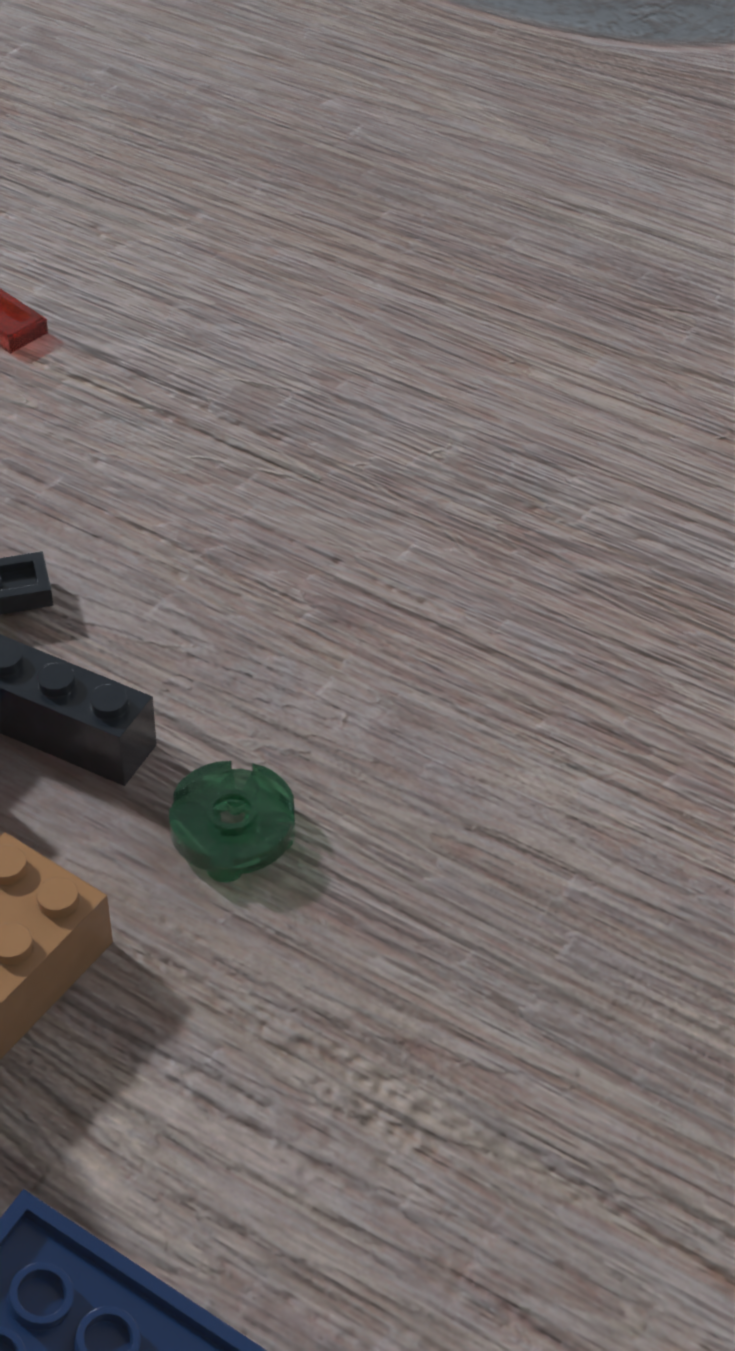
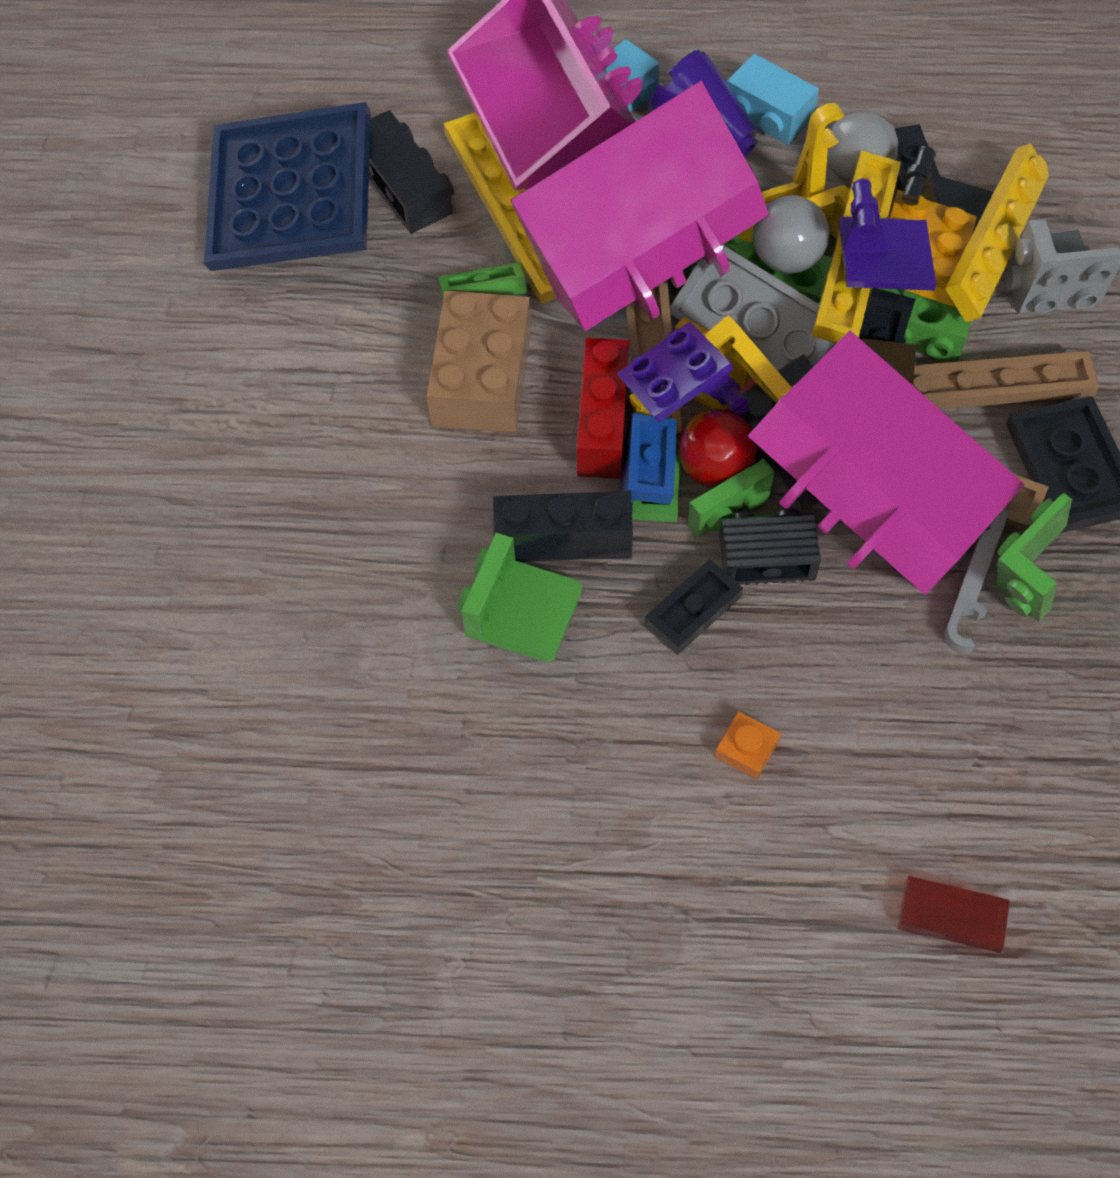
camera: 155 degrees right, 15 degrees up
(49, 475) = (747, 745): none -> orange plate
(176, 662) = (517, 603): none -> bright green bracket
(238, 847) = (408, 542): clear green plate -> none

